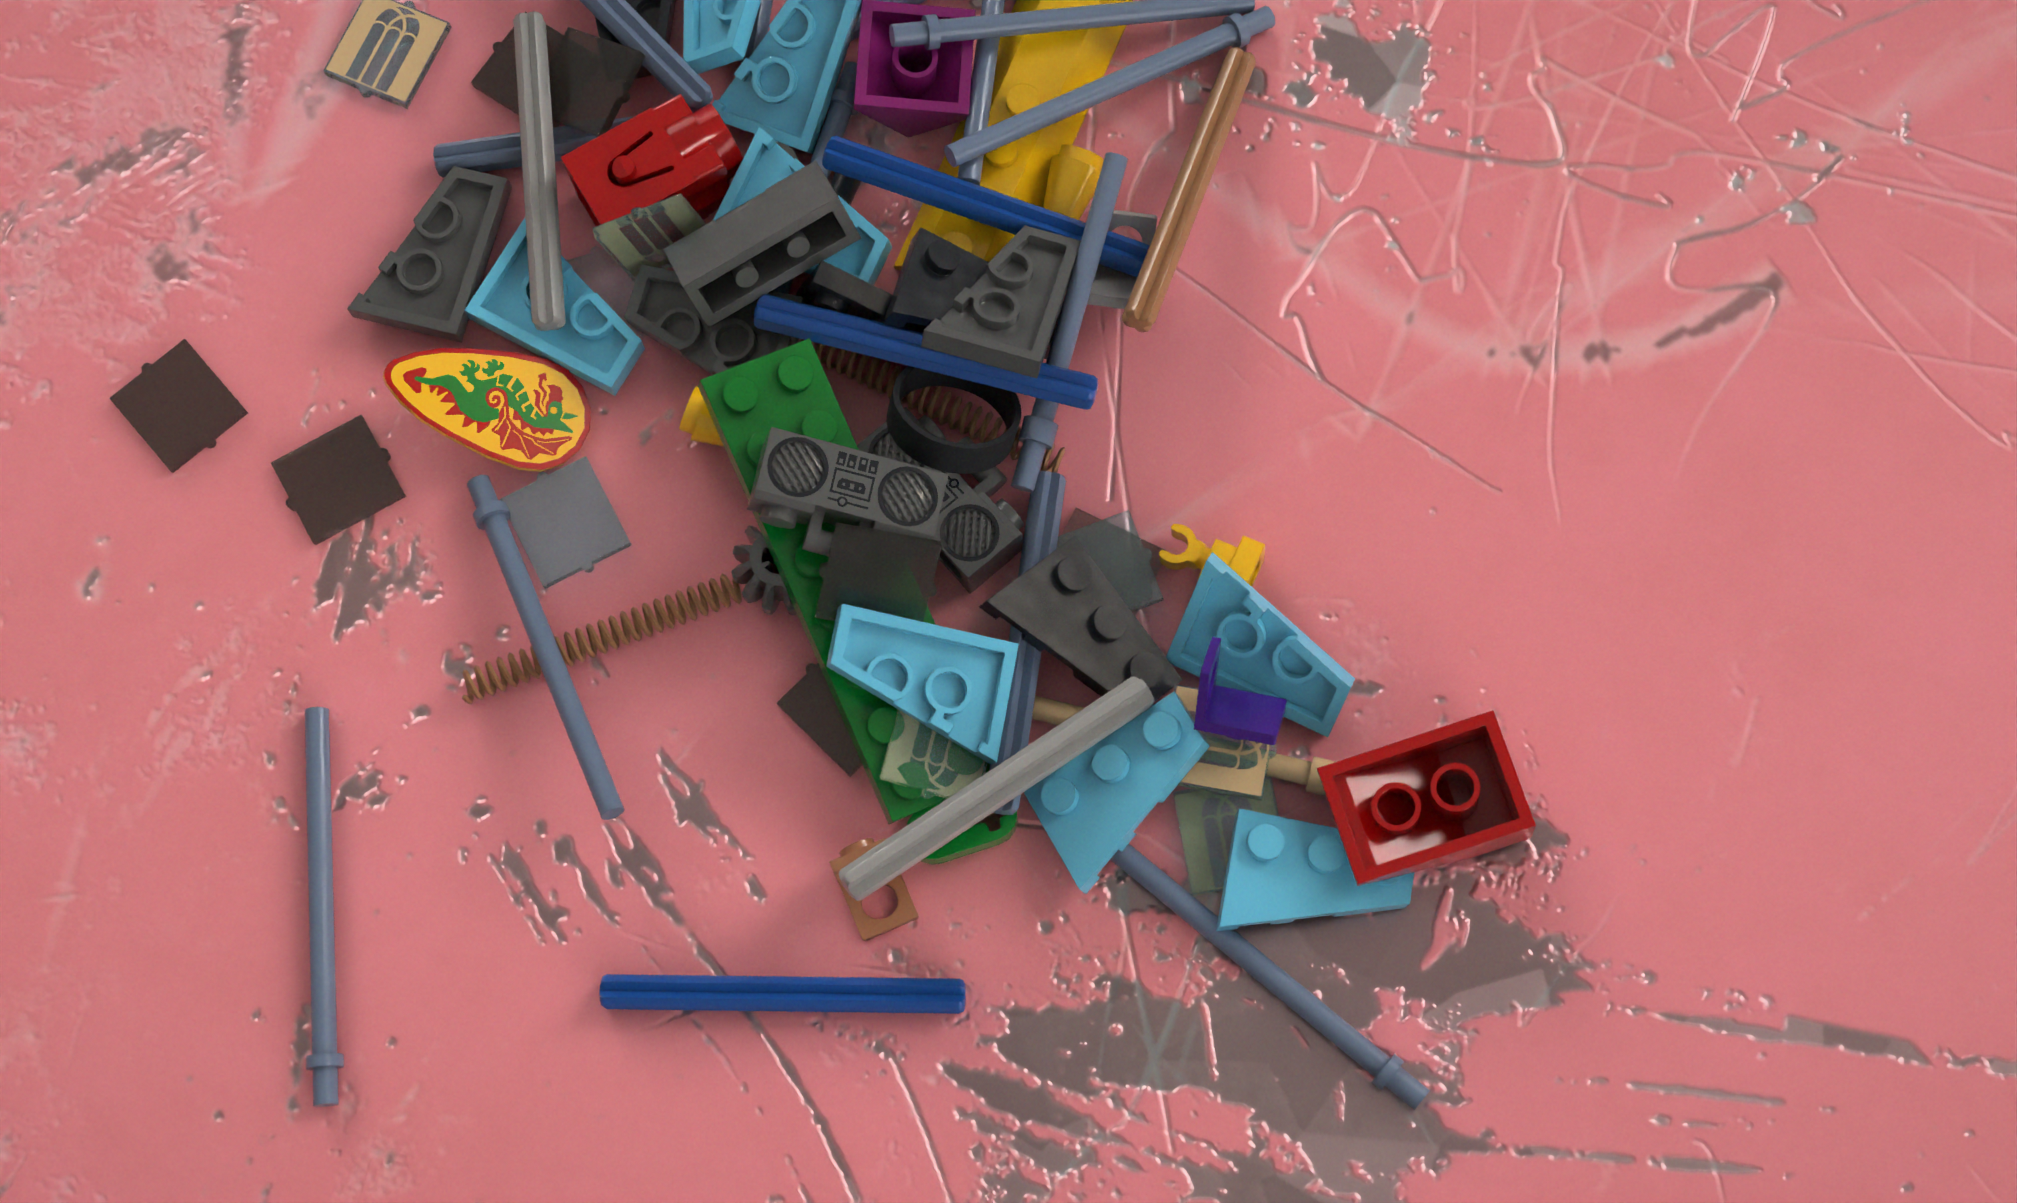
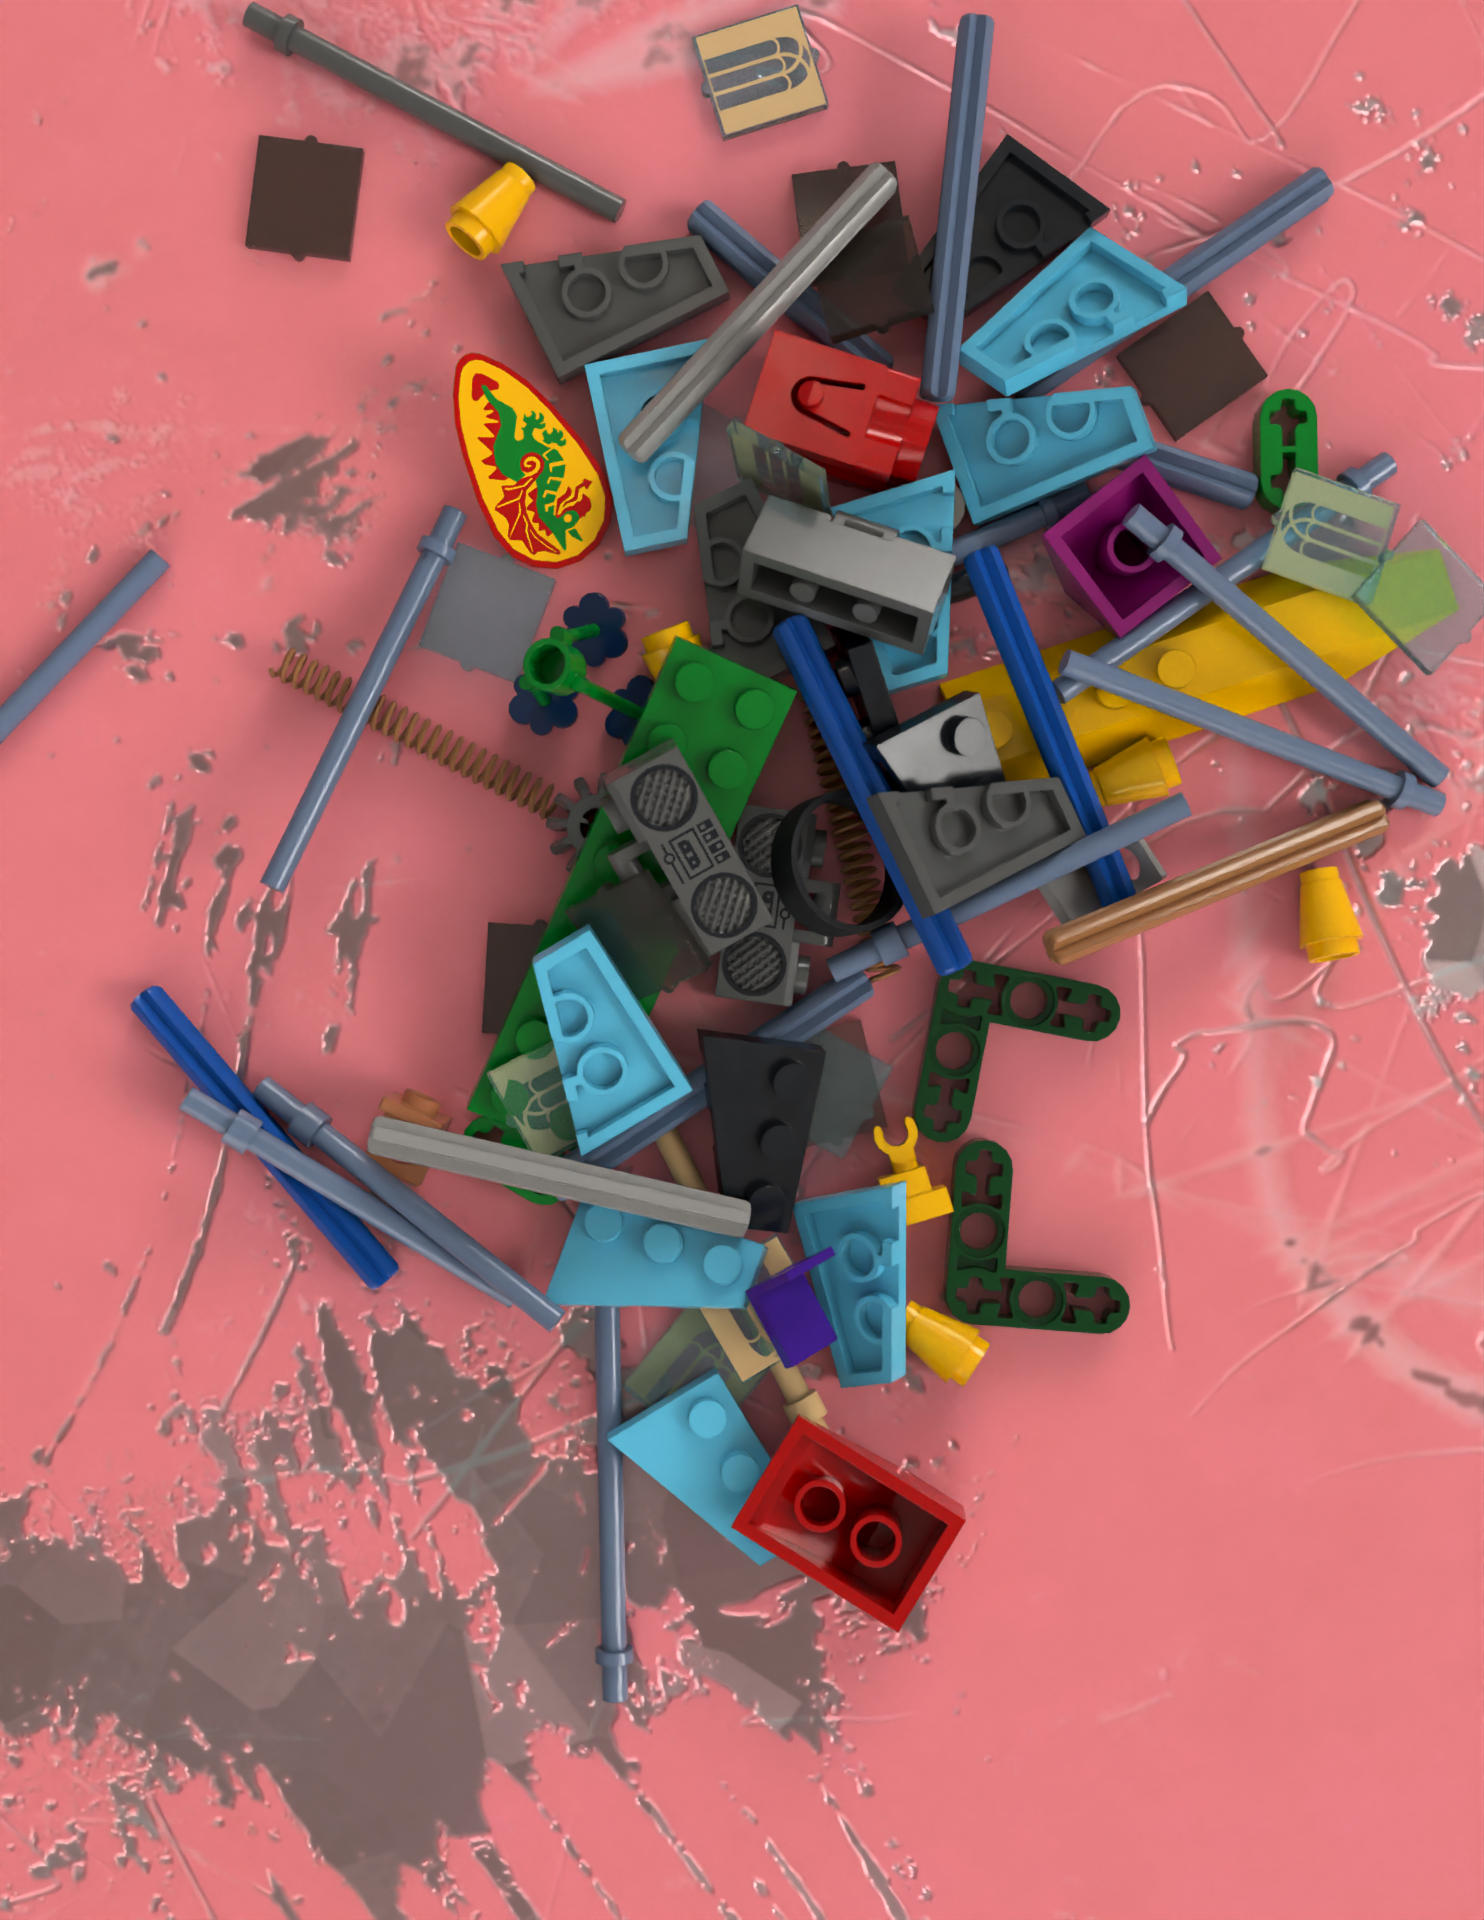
camera: 45 degrees right, 15 degrees up
(69, 321) = (291, 38): none -> dark grey bar
(307, 290) = (489, 212): none -> yellow cone
(338, 479) = (360, 392): clear smoke piece -> none
(648, 482) = (558, 668): none -> plant
(765, 994) = (244, 1132): none -> sand blue bar
(806, 951) = (313, 1127): none -> sand blue bar
(1145, 428) = (974, 1023): none -> dark green beam
(1281, 143) = (1326, 917): none -> yellow cone
(1327, 560) = (990, 1261): none -> dark green beam
(1358, 636) = (944, 1343): none -> yellow cone

